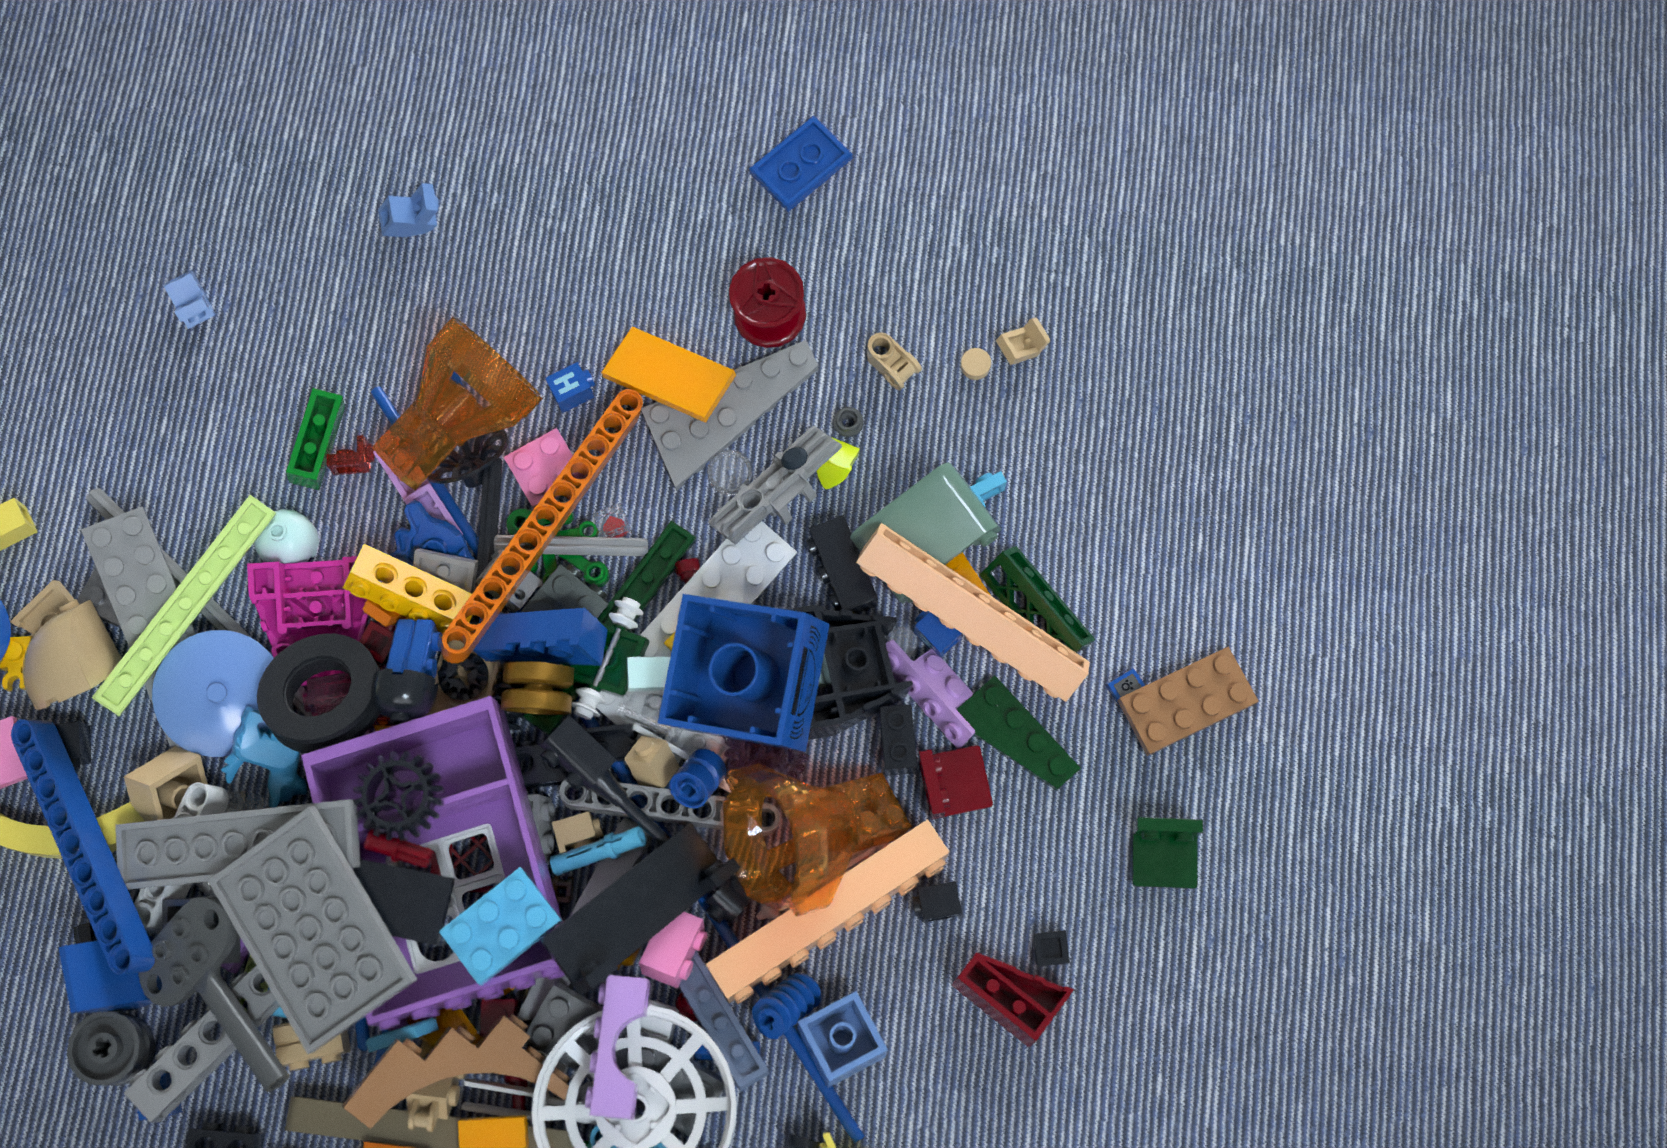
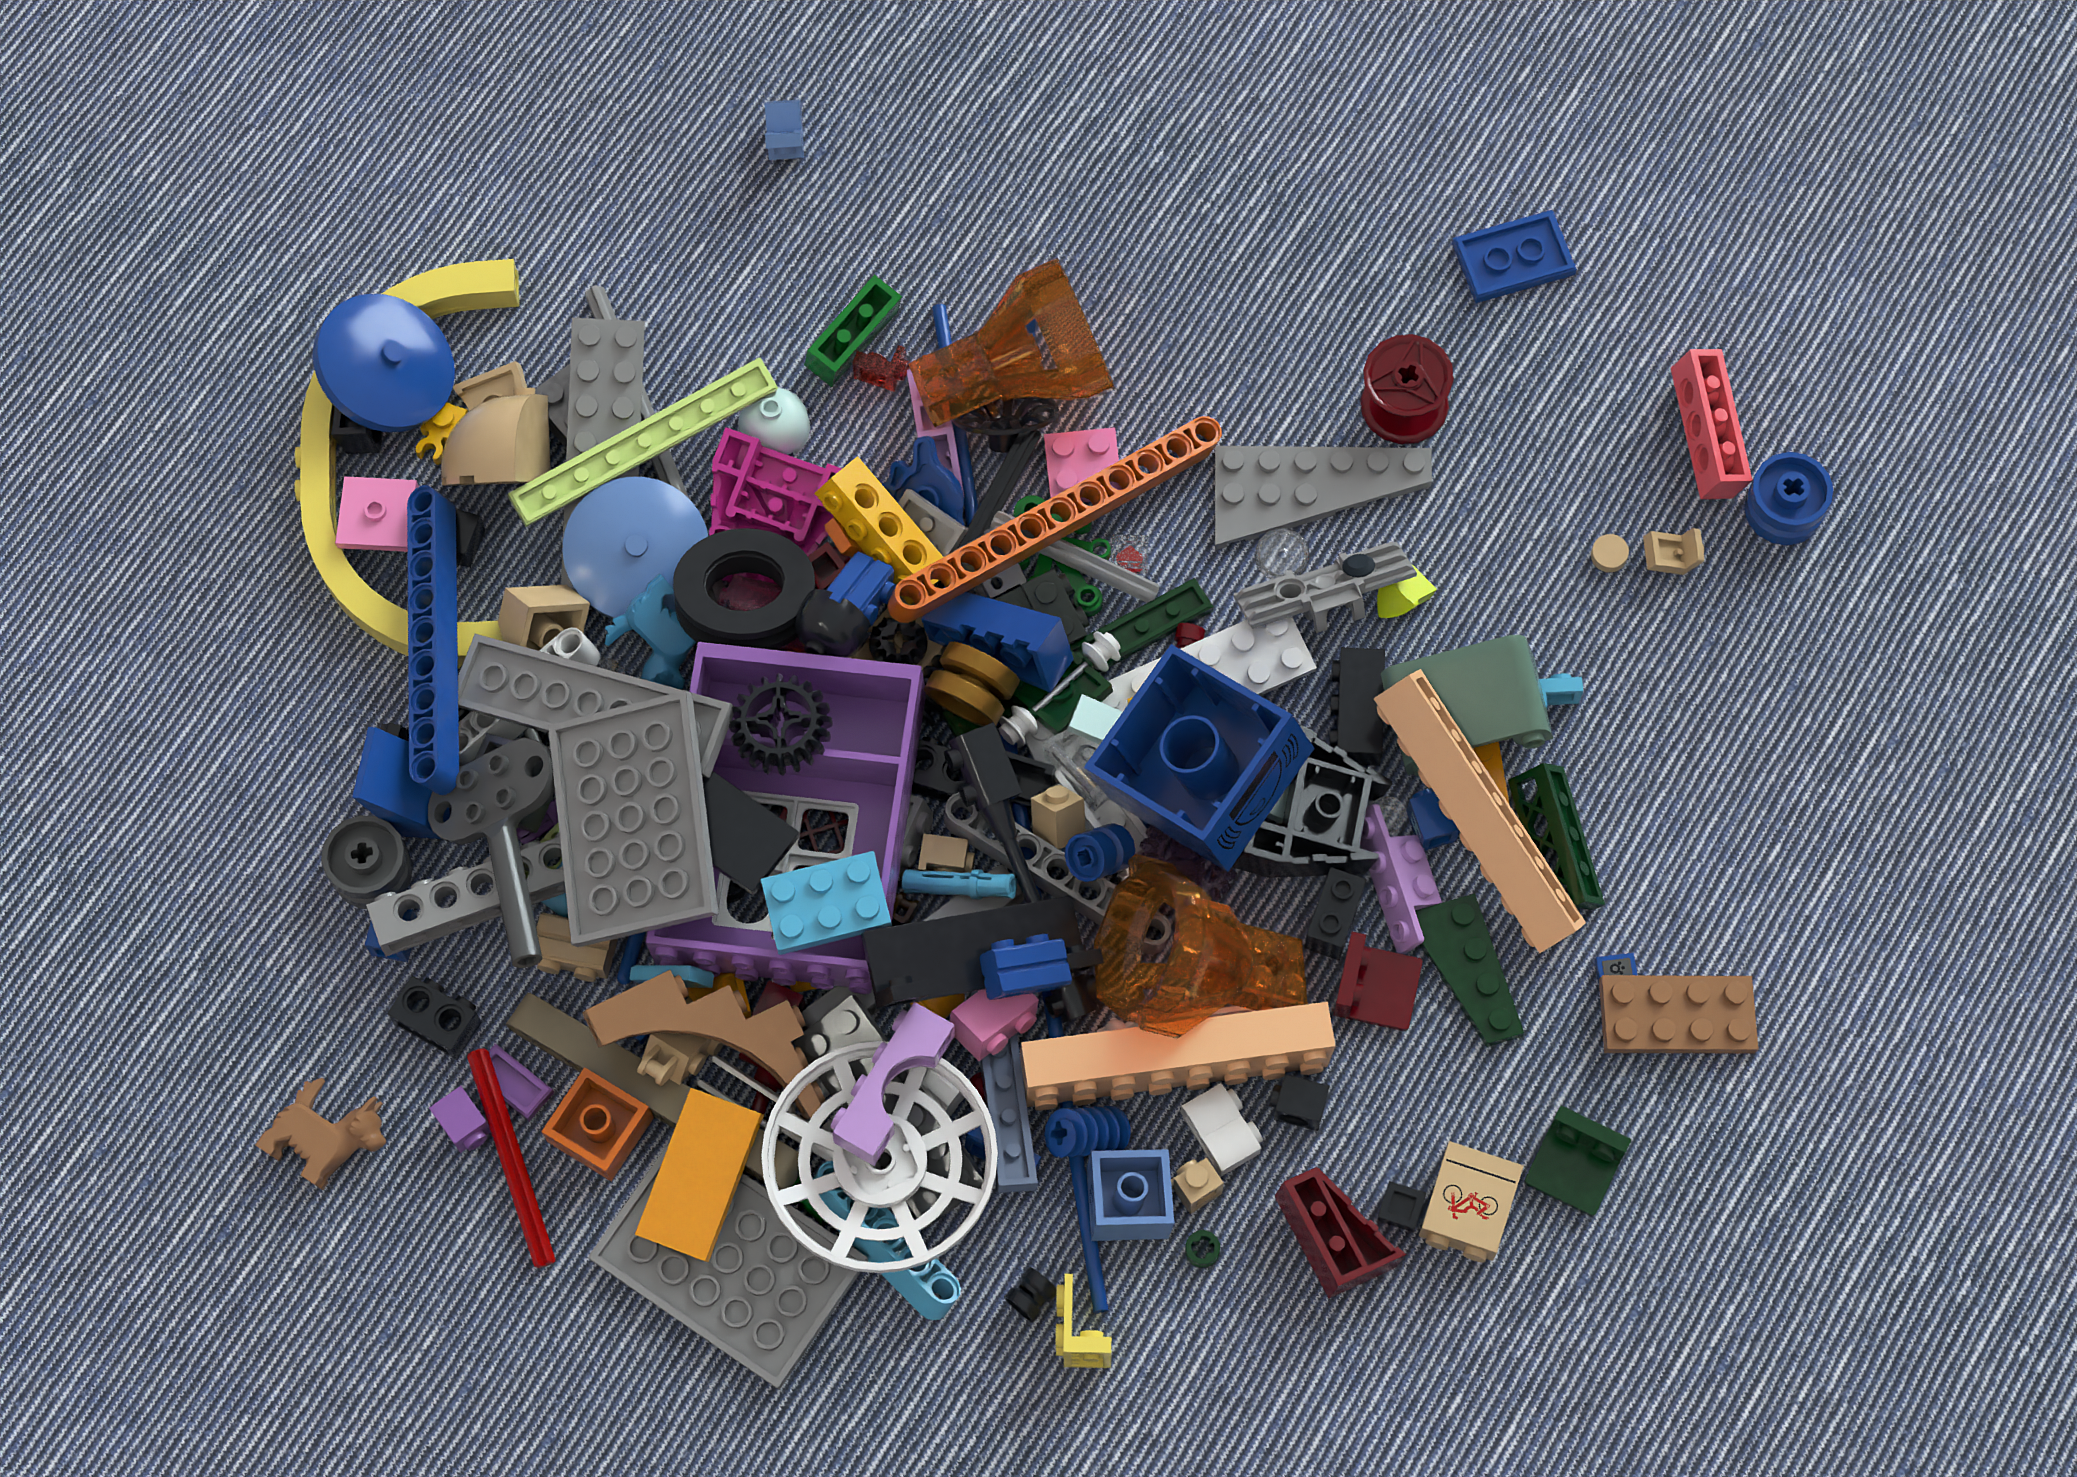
camera: 25 degrees right, 5 degrees down
(399, 849) = (756, 779): dark red axle -> none
(411, 214) = (1059, 137): medium blue brick -> none
(571, 386) = (1150, 390): blue brick -> none
(669, 374) = (1263, 421): light orange tile -> none
(681, 903) = (1025, 968): none -> blue brick
(848, 413) = (1440, 546): dark grey plate -> none
(887, 951) = (1221, 1128): none -> white brick
(887, 1004) = (1197, 1184): none -> tan brick
(896, 364) = (1518, 515): tan piece -> none
(923, 1059) = (1210, 1258): none -> dark green bush
(1007, 232) = (1711, 424): none -> coral brick
(1090, 265) = (1788, 498): none -> blue wheel
(1102, 921) = (1470, 1202): none -> tan panel

